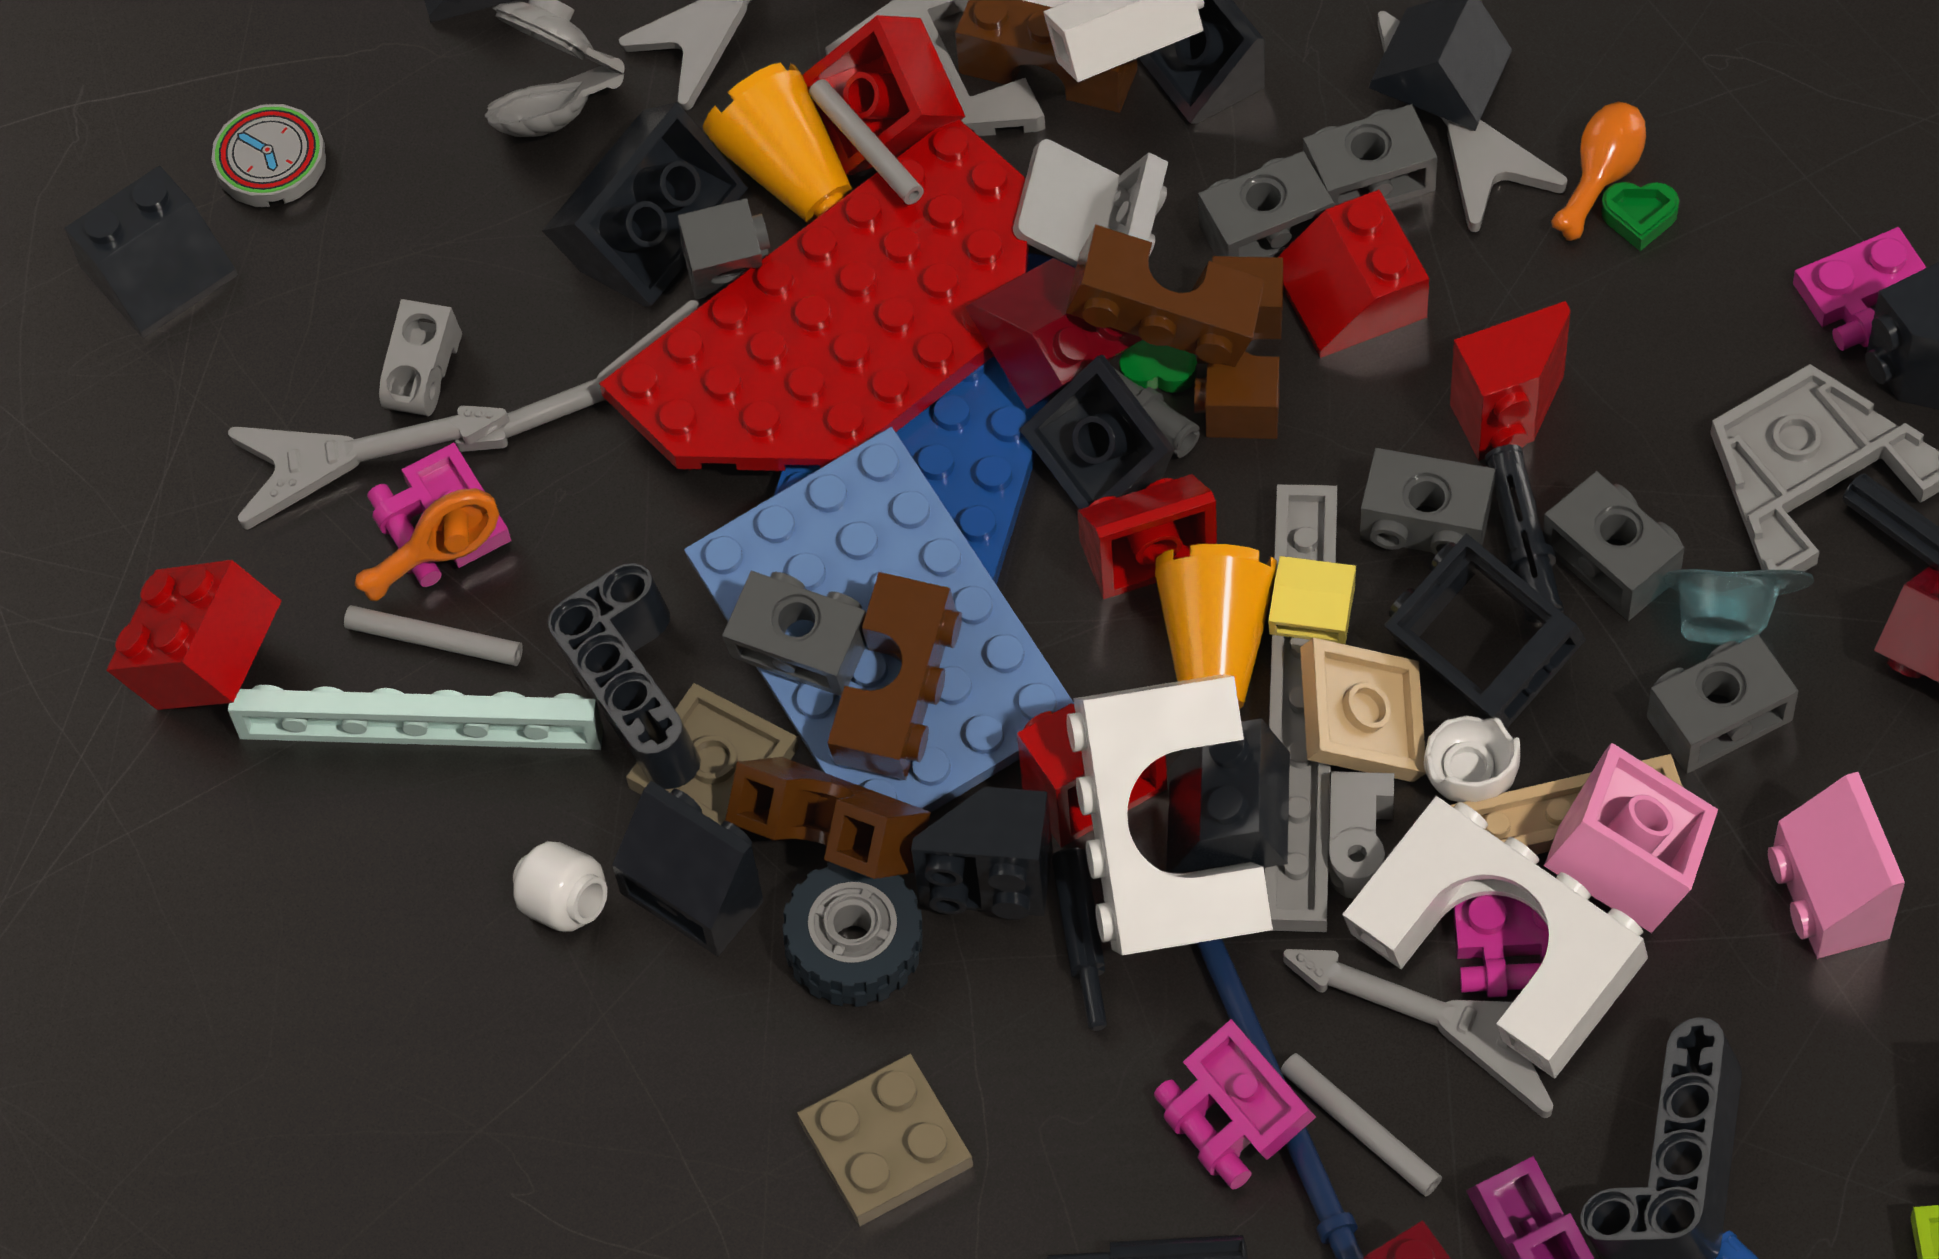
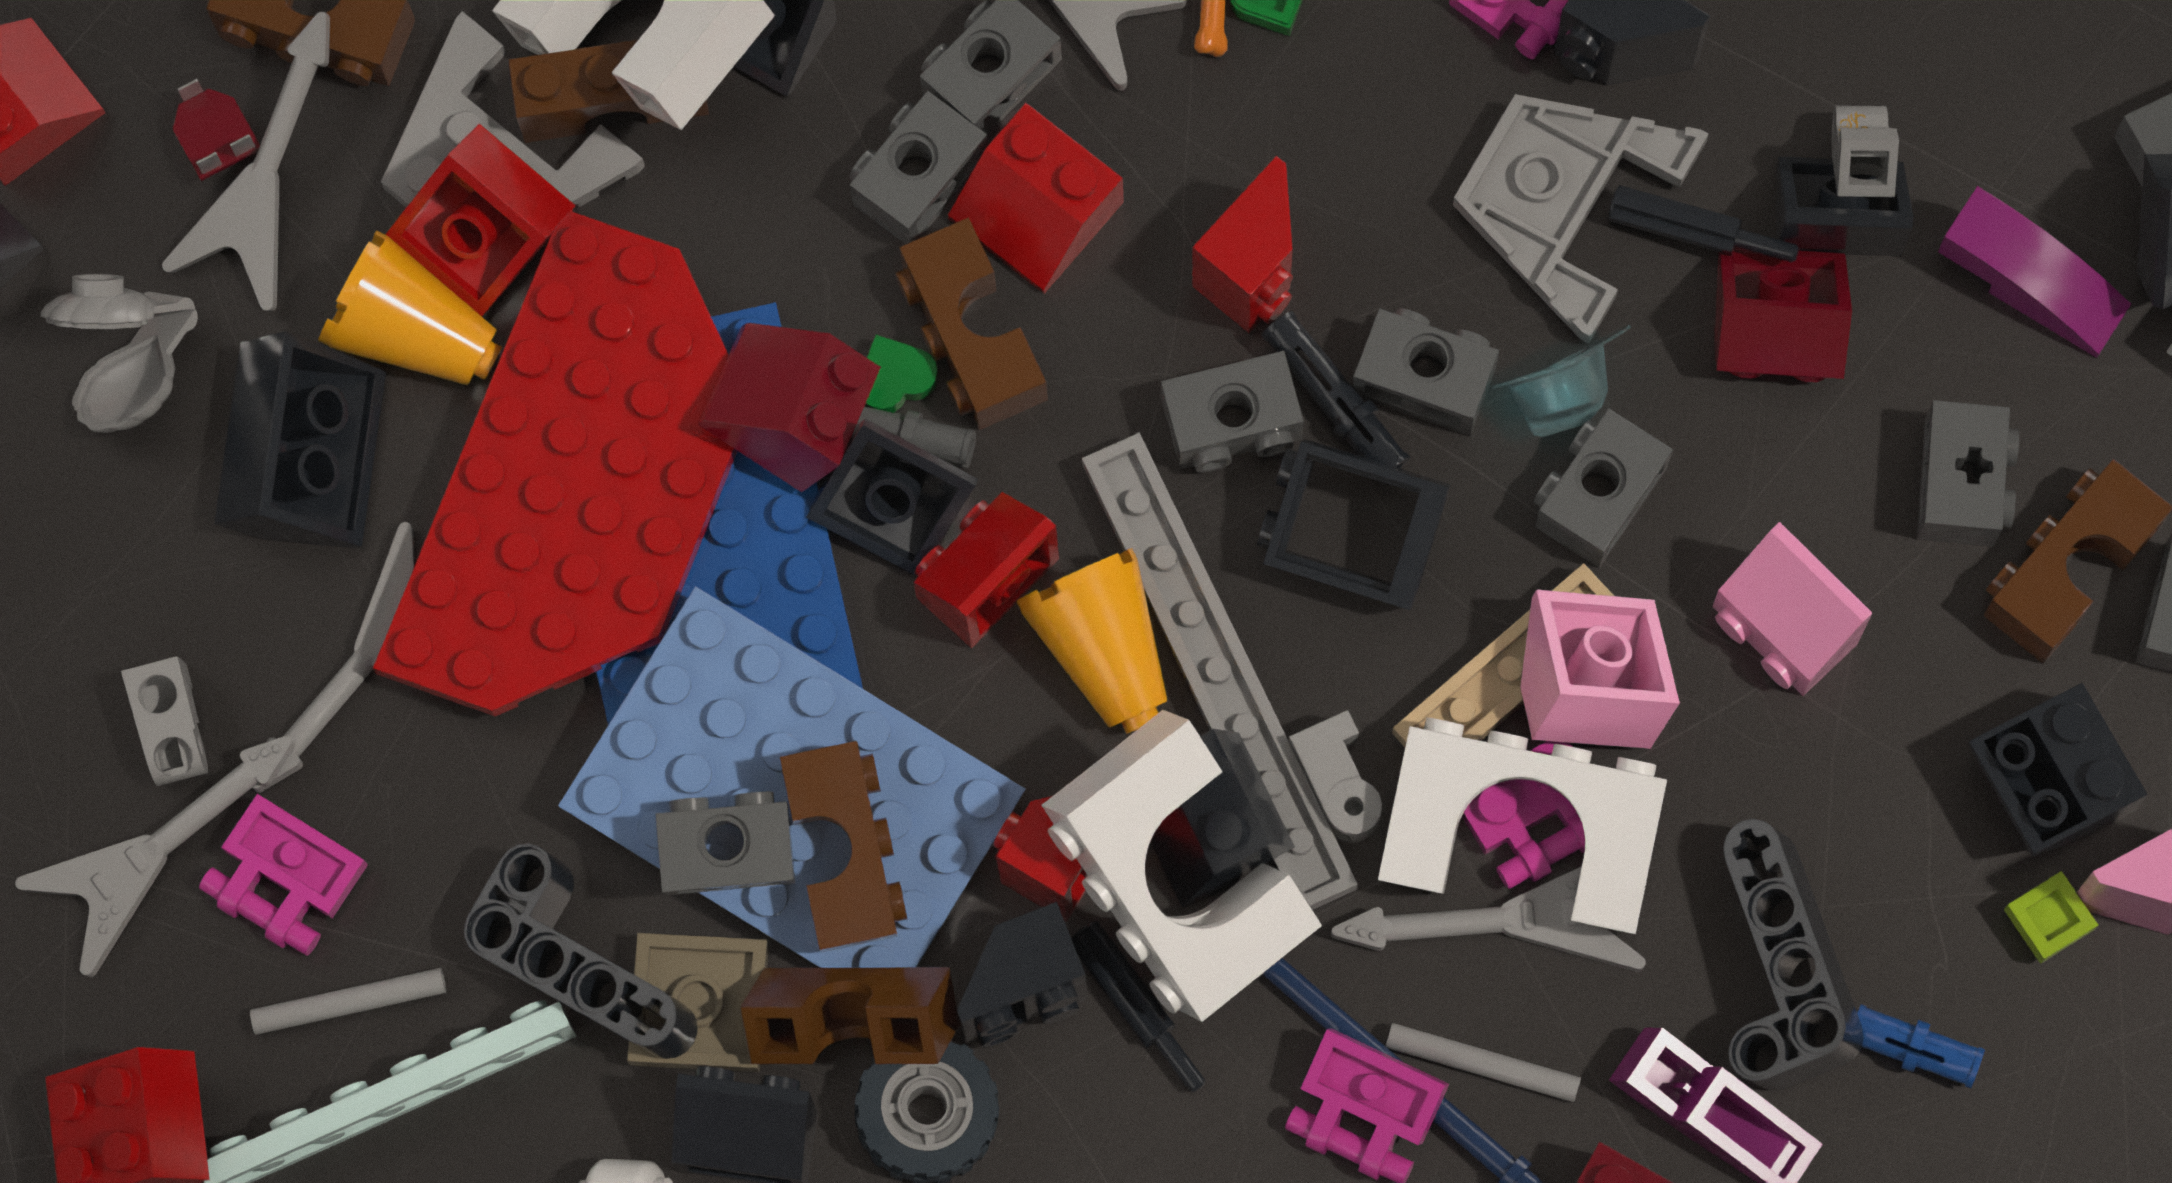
camera: 30 degrees left, 15 degrees up
(444, 532) = (310, 899): orange piece -> none
(721, 245) = (416, 465): dark grey brick -> none
(866, 142) = (497, 284): light grey piece -> none
(1071, 194) = (751, 247): light grey bracket -> none
(1119, 292) = (844, 345): reddish brown arch -> none
(1312, 599) = (1183, 568): light yellow piece -> none
(1362, 709) = (1284, 657): tan plate -> none
(1471, 758) = (1407, 656): white hair -> none

